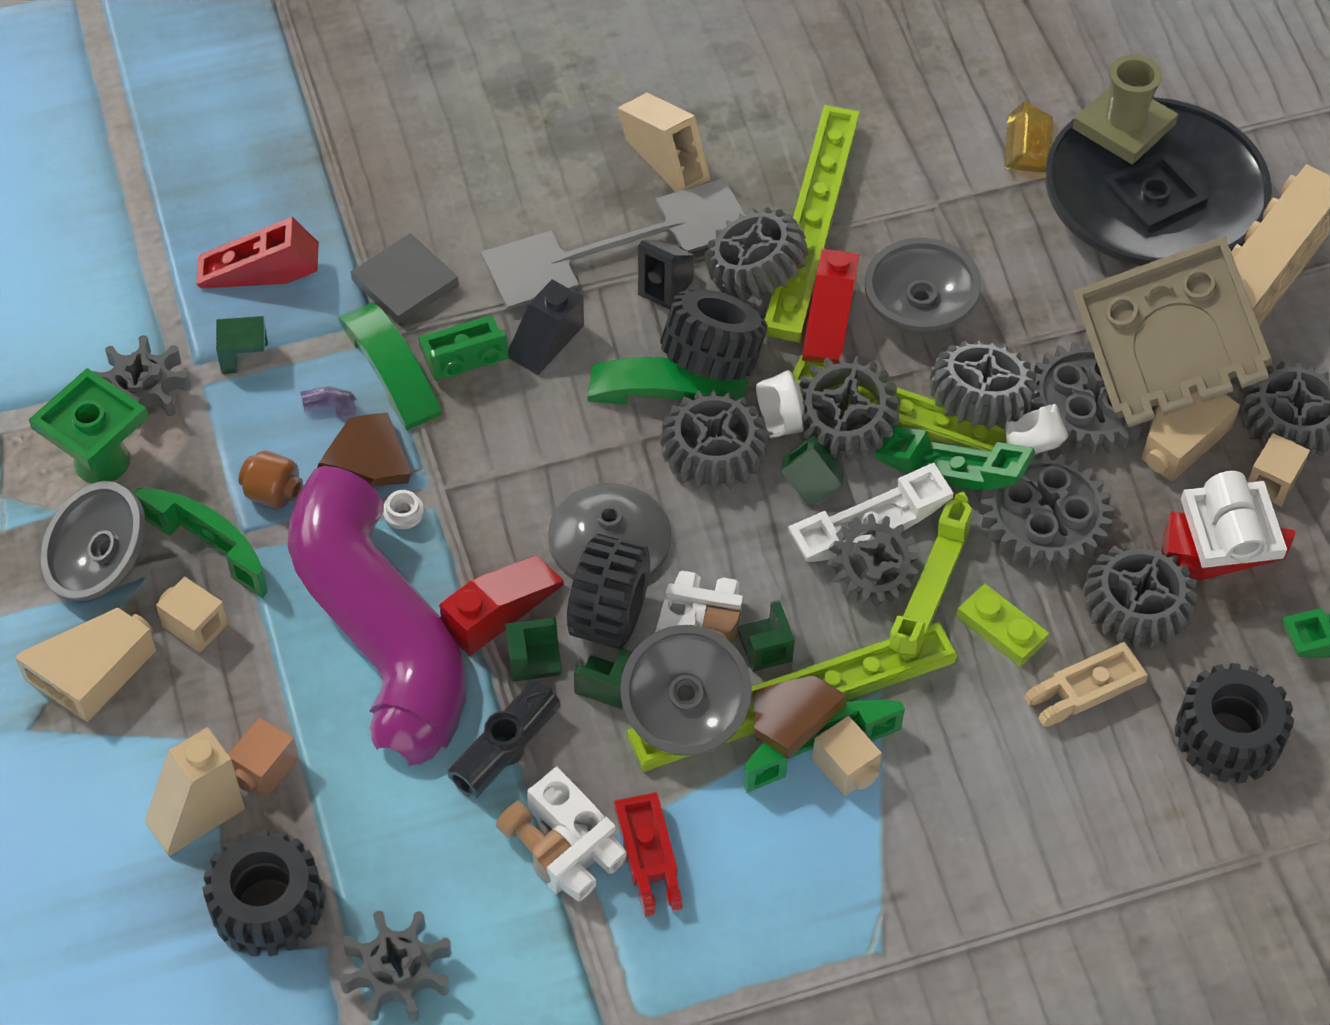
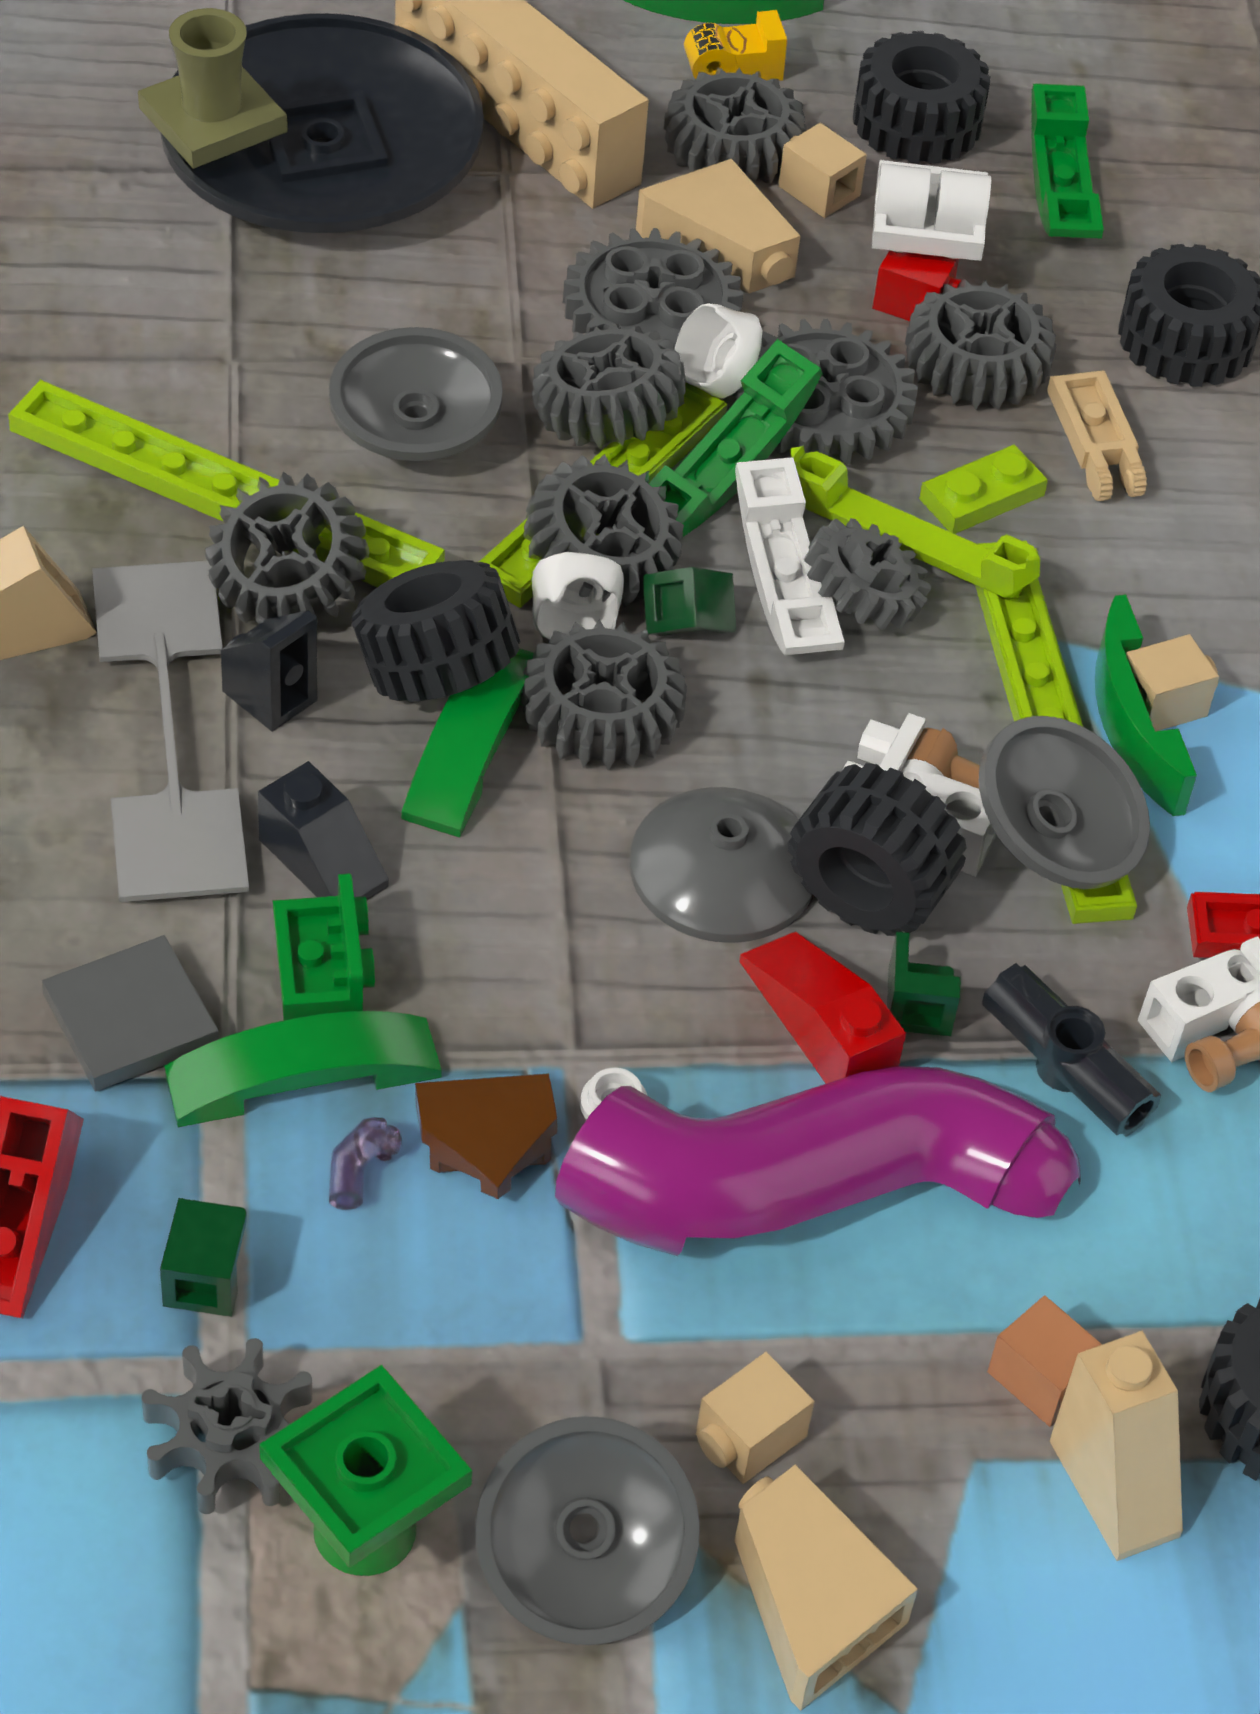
camera: 80 degrees left, 5 degrees down
(170, 511) = (664, 1325): green slope -> none
(270, 479) = (511, 1262): dark orange head -> none
(601, 679) = (988, 909): dark green panel -> none
(768, 640) = (963, 707): dark green panel -> none
(794, 712) = (1119, 699): reddish brown slope -> none
(830, 306) = (415, 499): red slope -> none
(1028, 138) = (159, 237): clear yellow slope -> none
(1173, 332) = (635, 157): dark tan hinge -> none

